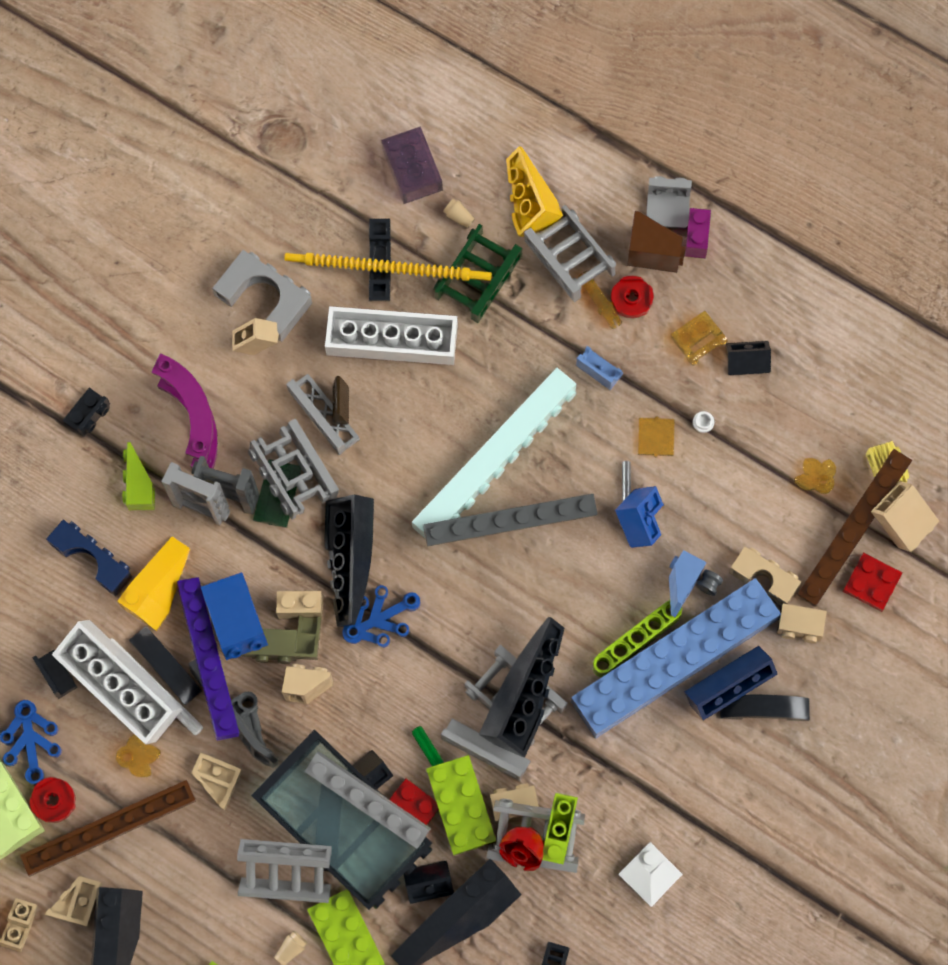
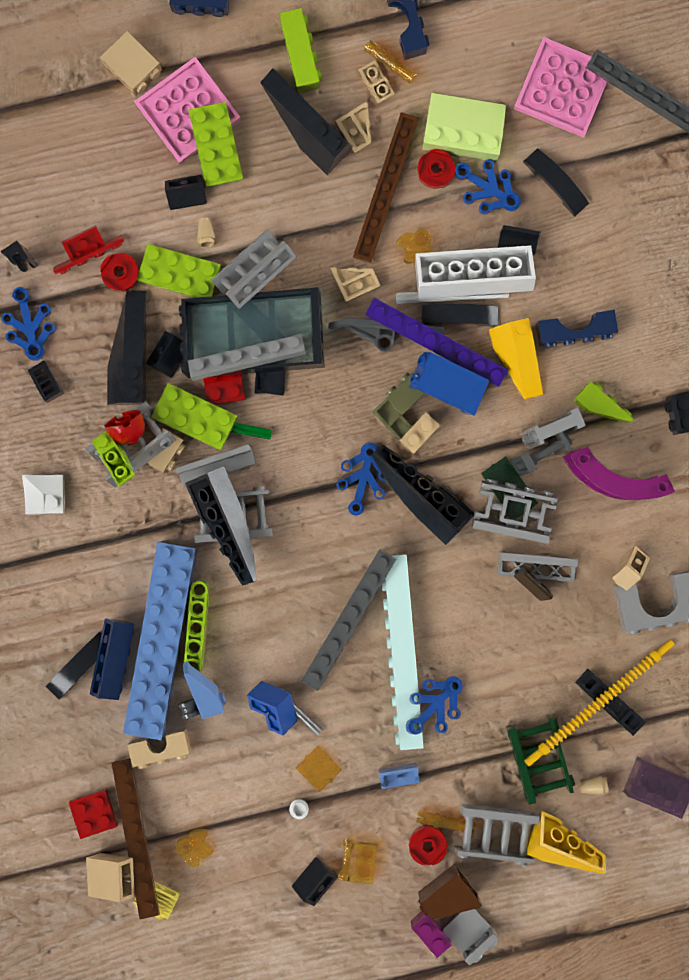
camera: 130 degrees right, 15 degrees up
(304, 684) = (362, 387): tan slope -> none
(391, 335) = (548, 659): white brick -> none
(511, 388) = (437, 703): none -> blue plant
(801, 623) = (108, 742): tan brick -> none

